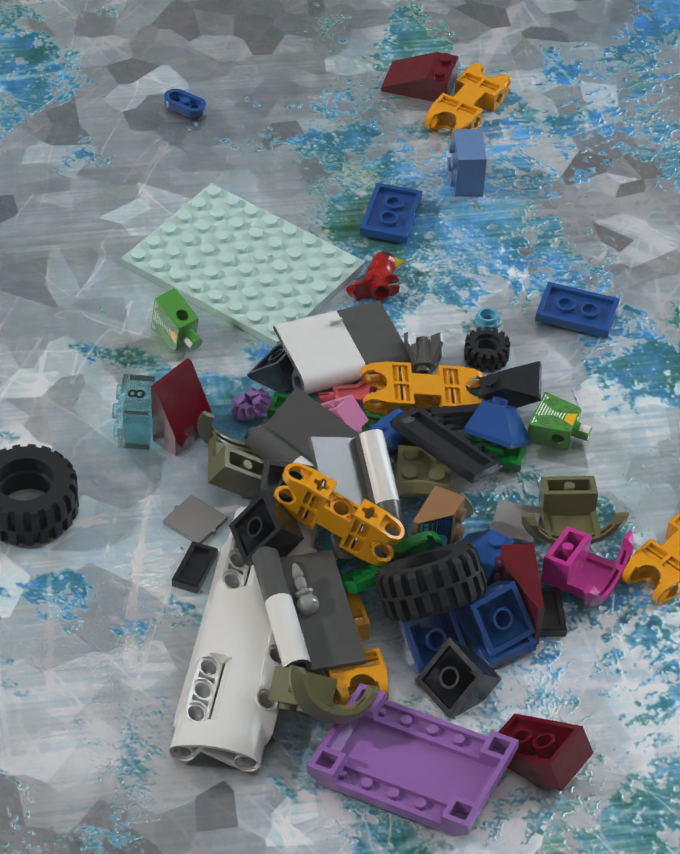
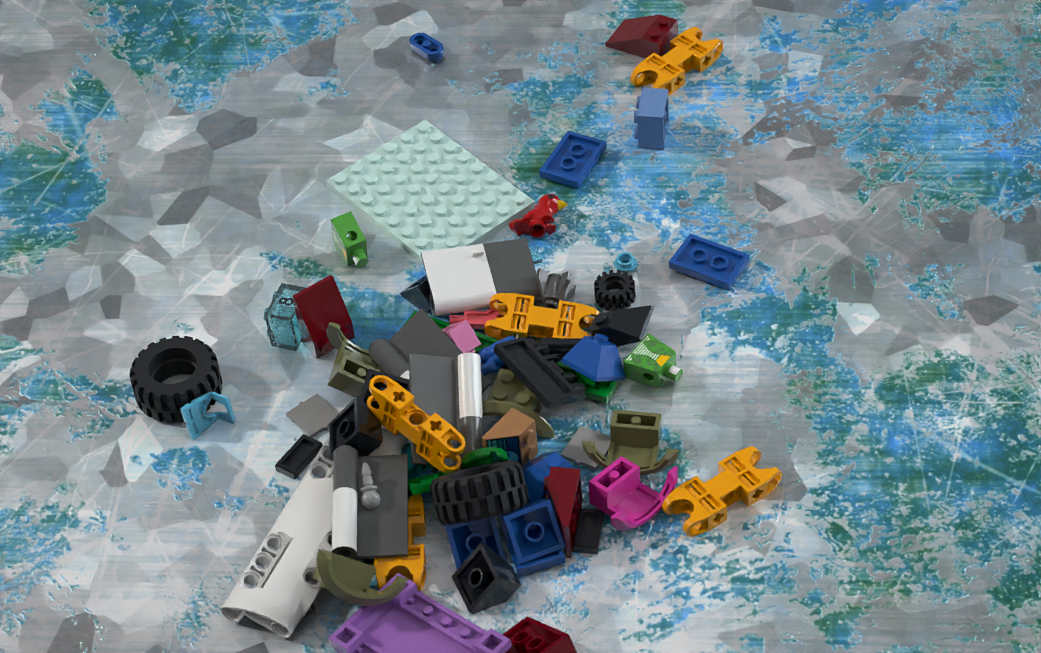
camera: 20 degrees right, 0 degrees up
(67, 538) = (198, 420): none -> medium azure piece
(243, 411) = (398, 317): medium lavender gear -> none

